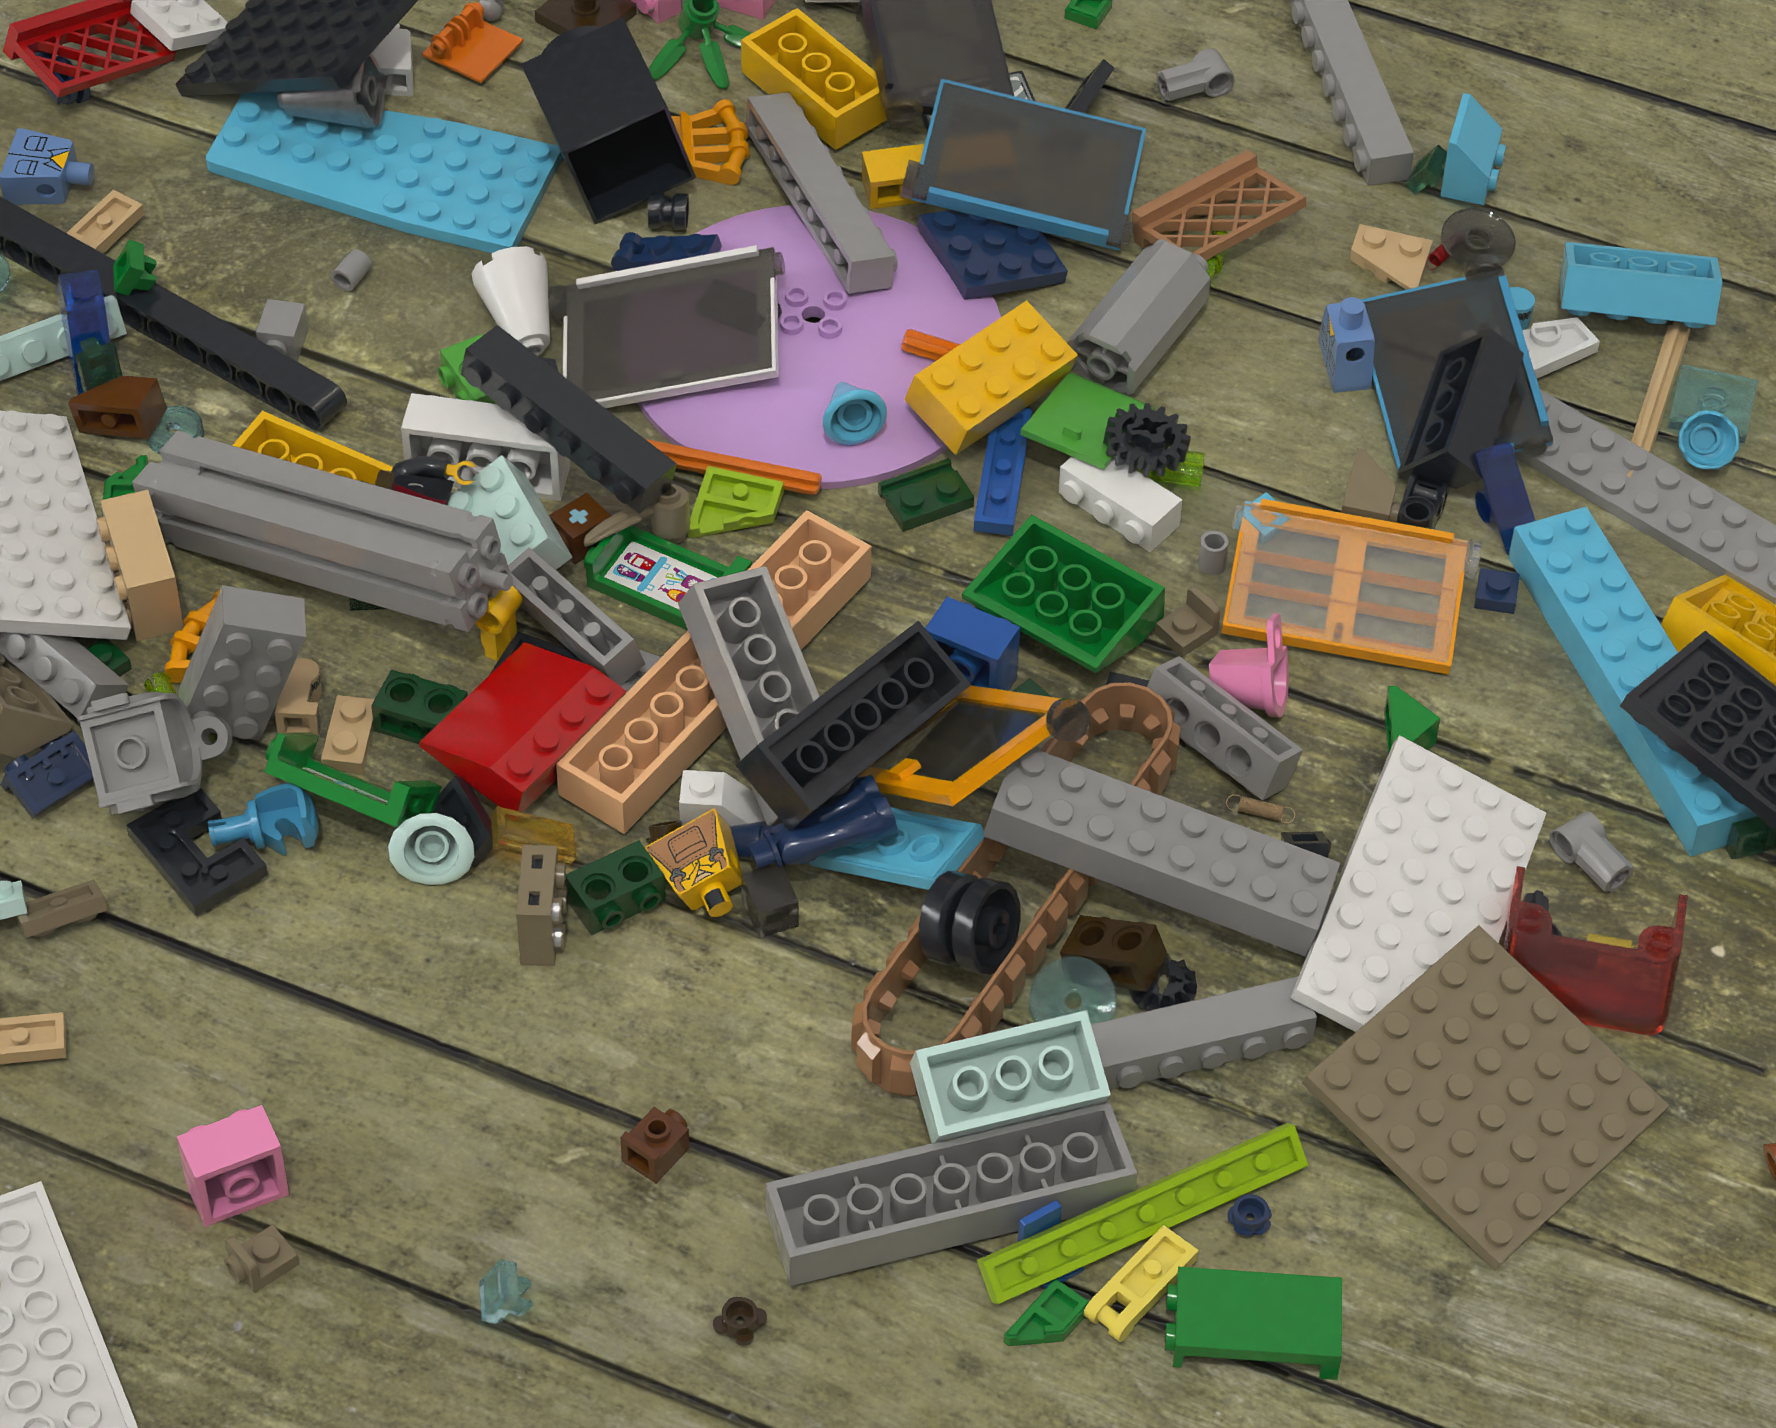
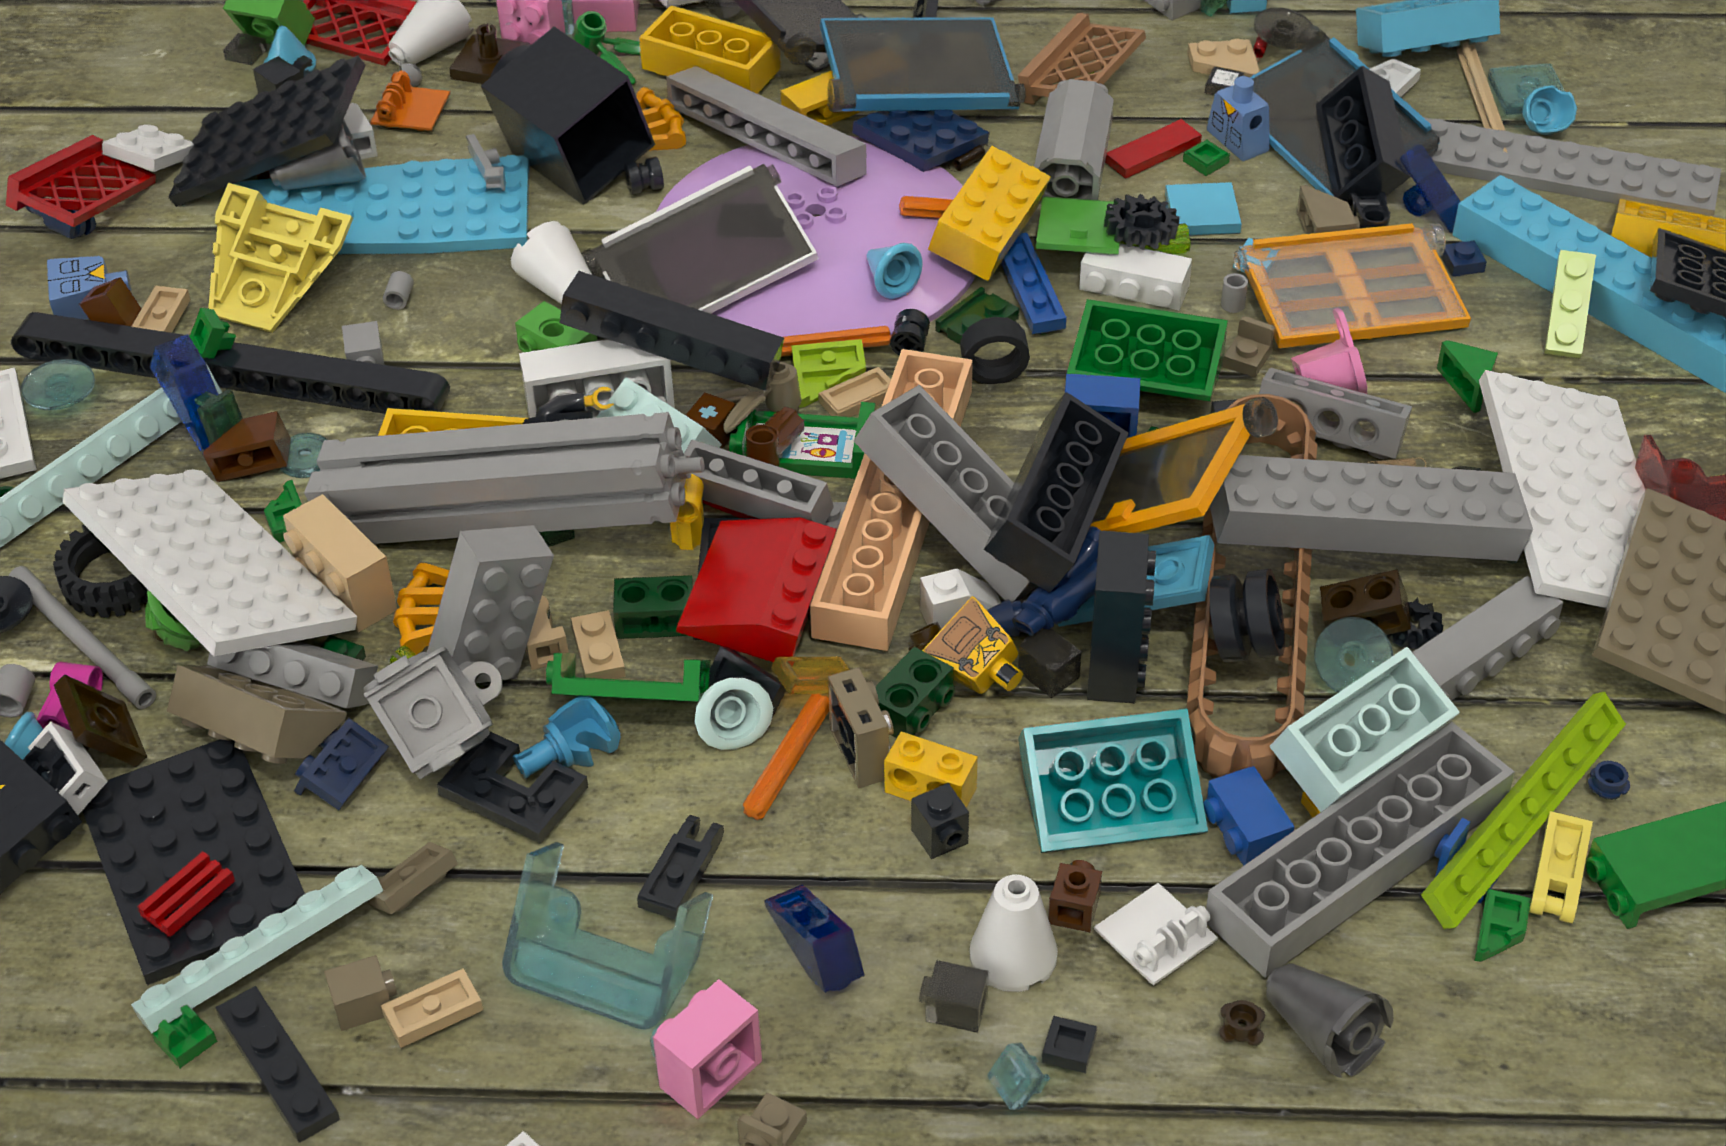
camera: 20 degrees left, 5 degrees down
(57, 201) = (111, 303): none -> reddish brown brick
(172, 1049) = (589, 971): none -> clear light blue windscreen
(233, 192) = (268, 256): none -> light yellow wedge
(308, 985) = (679, 868): none -> black hinge
(392, 1097) = (817, 938): none -> clear blue slope
(461, 913) = (786, 756): none -> orange axle
(489, 1198) = (955, 995): none -> clear smoke brick
(508, 166) = (483, 159): none -> light grey piece
(567, 1280) = (1069, 1044): none -> black plate
(568, 1025) = (939, 821): none -> black brick
(570, 1163) = (1014, 936): none -> white cone
(586, 975) = (923, 765): none -> yellow brick
(619, 569) = (770, 439): none -> reddish brown piece
(646, 251) = (631, 210): dark blue plate -> none
(713, 1206) = (1157, 933): none -> white hinge
(746, 539) = (846, 397): none -> tan tile
(756, 1044) = (1112, 780): none -> teal slope
(817, 1347) = (1331, 1017): none -> flat silver cone
(836, 880) = (1121, 616): none -> black brick
(844, 486) = (910, 331): none -> black wheel
(865, 1118) = (1246, 813): none -> blue brick
(918, 524) = (990, 331): none -> black tyre
(1032, 294) = (969, 158): none -> dark brown piece
(1239, 346) = (1153, 148): none -> red tile
(1248, 438) = (1205, 207): none -> medium azure tile
(1292, 376) = (1206, 157): none -> green tile
(1370, 283) = (1220, 79): none -> tile
(1560, 686) = (1570, 304): none -> yellowish green plate
(1585, 843) = (1661, 411): light grey piece -> none

